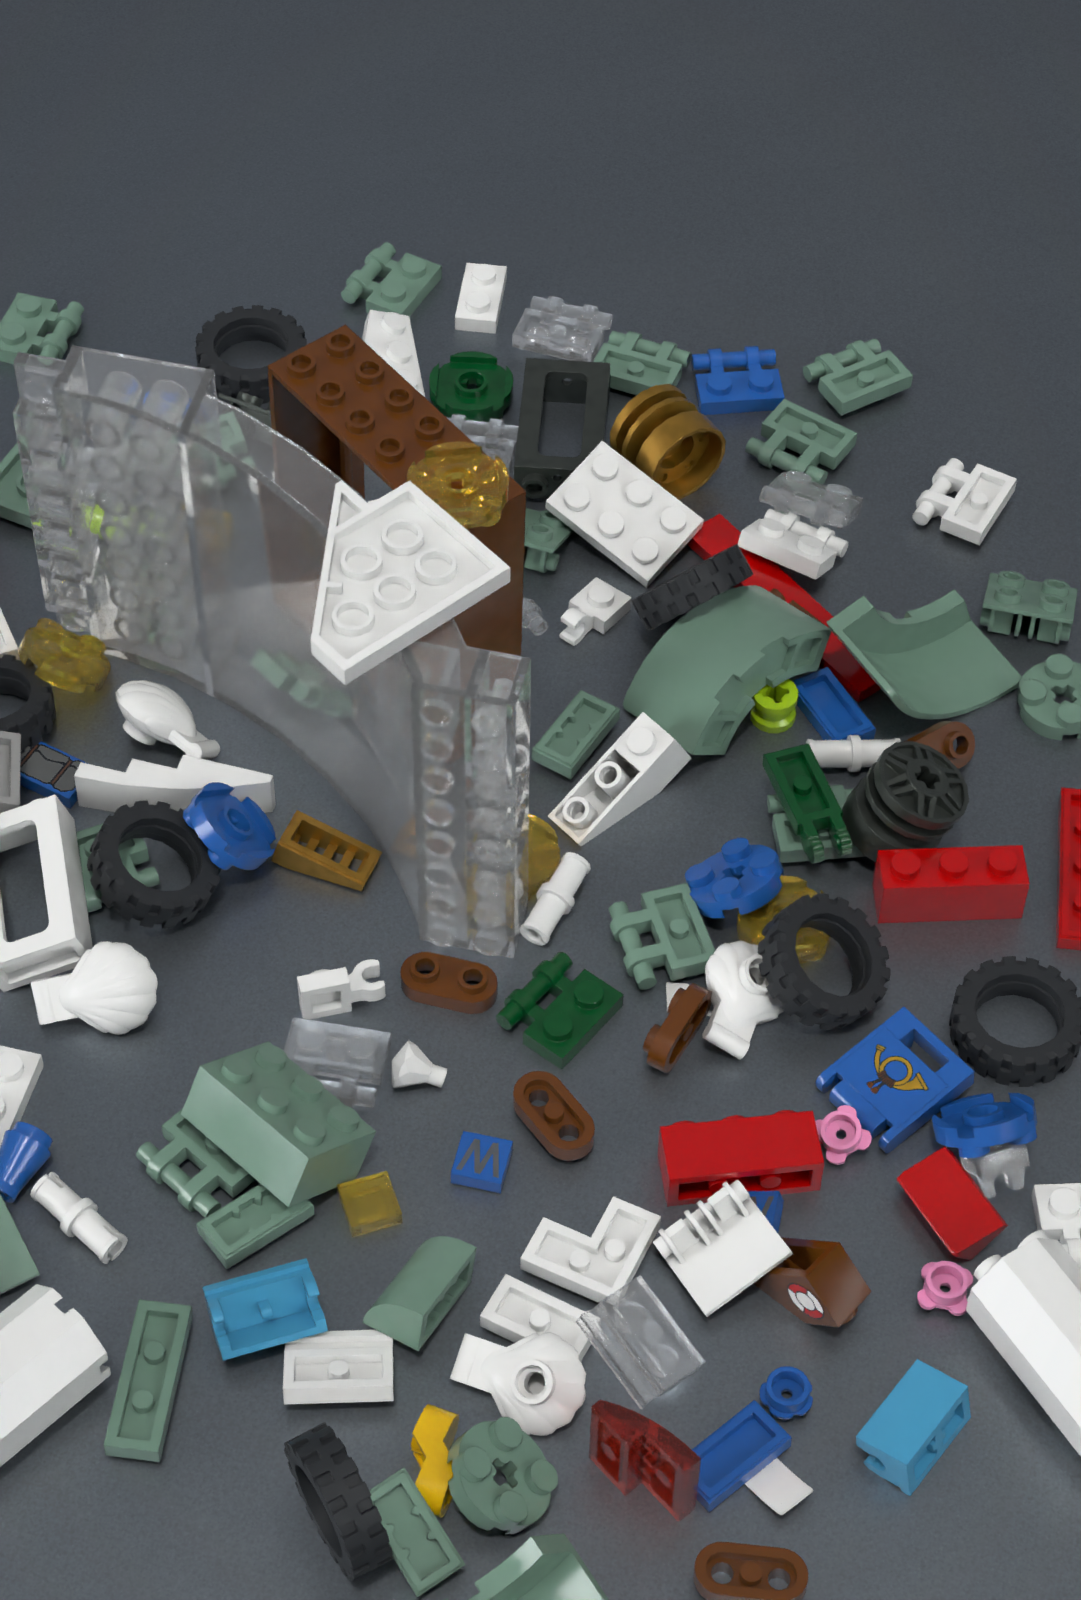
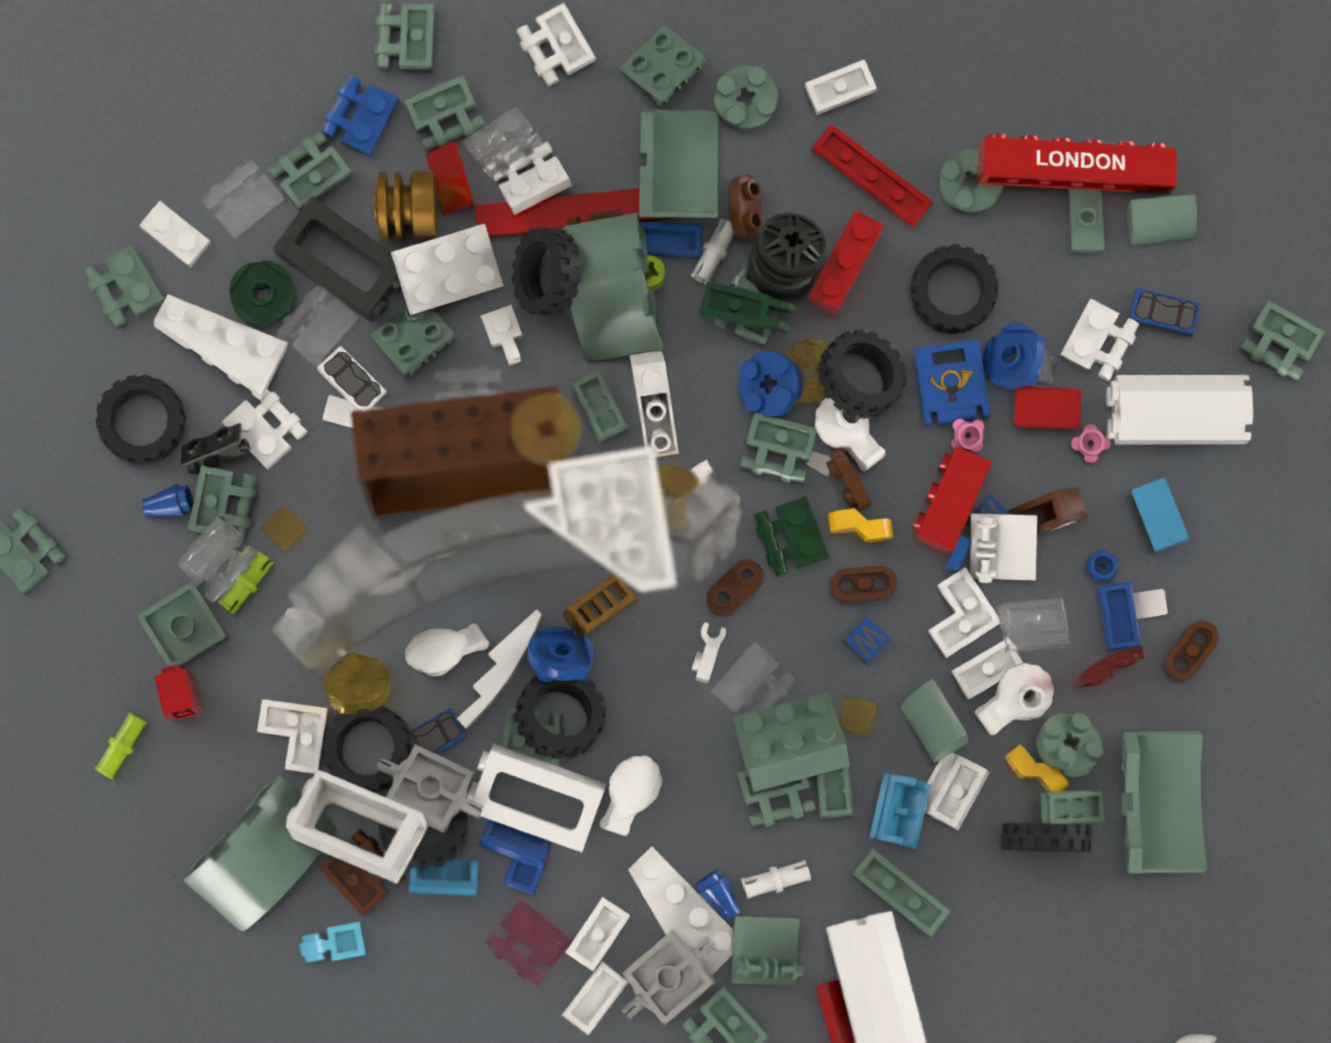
camera: 60 degrees left, 30 degrees up
(413, 1068) = (785, 642): white rock -> none
(633, 1087) = (852, 521): none -> yellow piece
(672, 1198) = (958, 554): none -> blue tile
(734, 484) = (450, 179): none -> red slope

